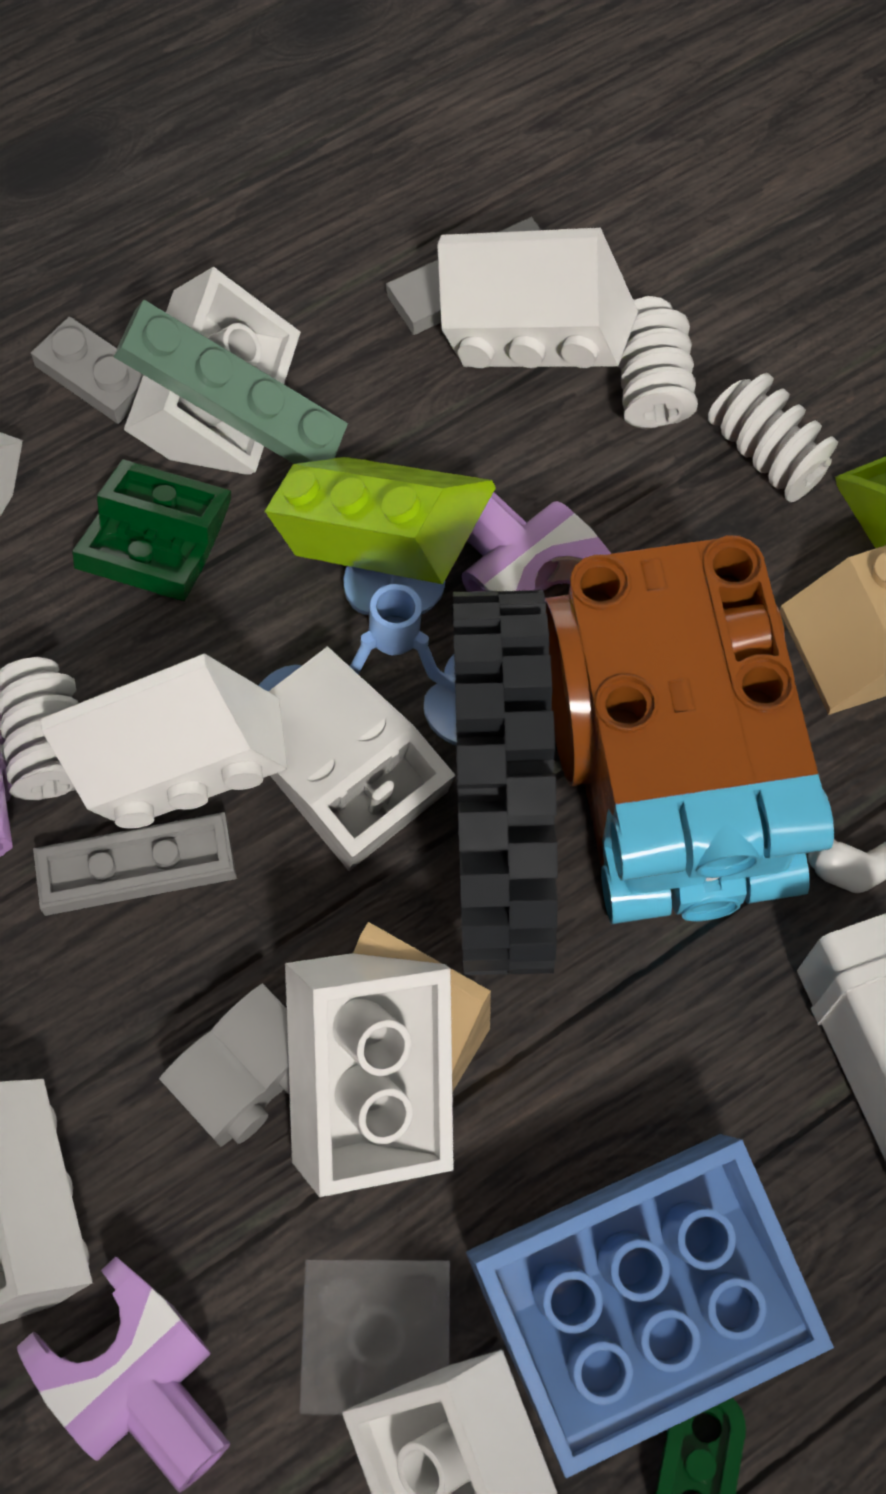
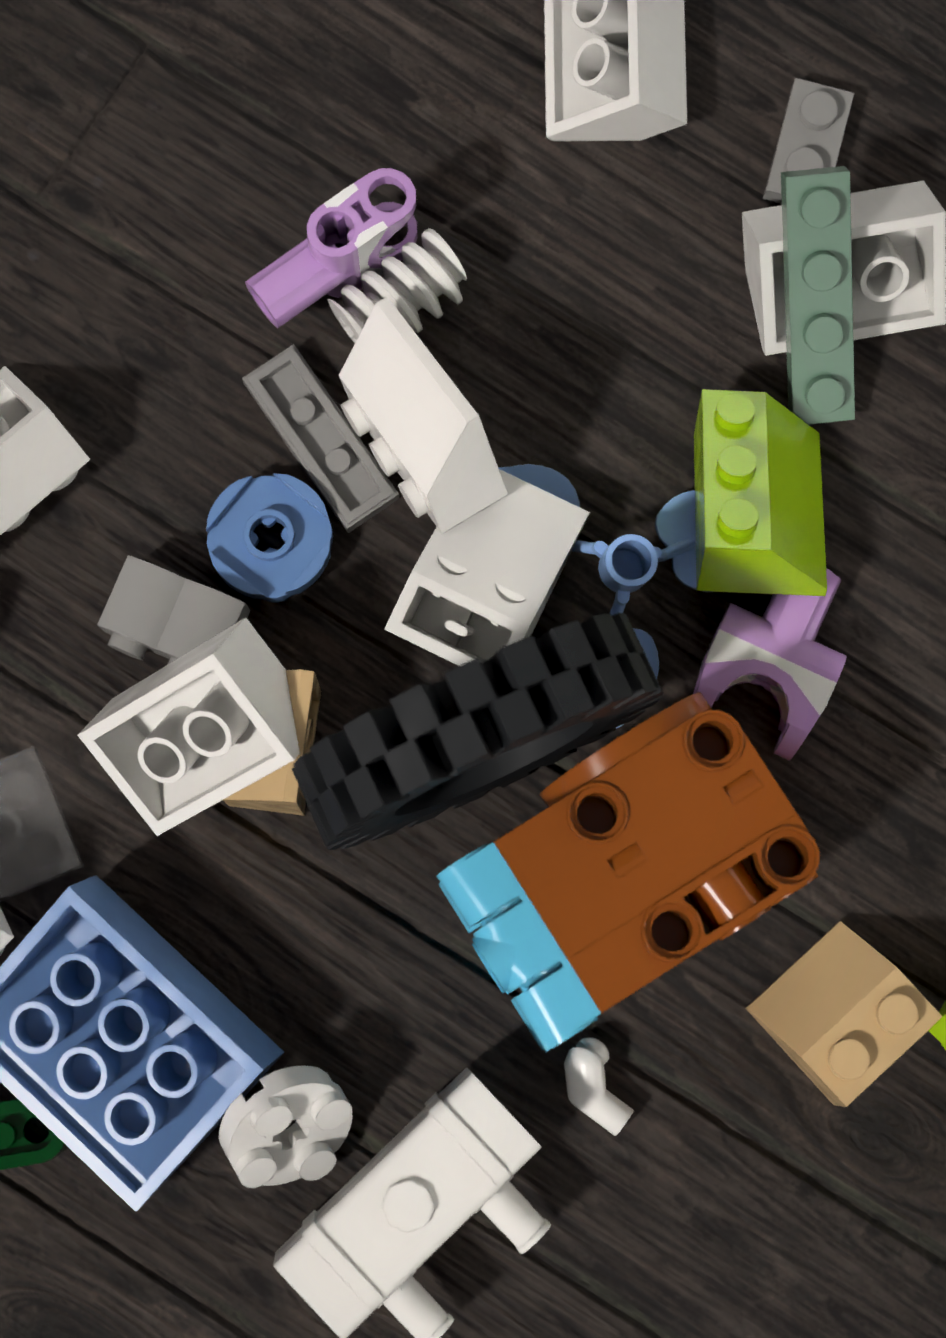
camera: 60 degrees right, 15 degrees up
(152, 530) = (657, 290): dark green slope -> none
(199, 982) = (264, 501): none -> medium blue plate
(804, 1154) = (256, 1133): none -> white plate

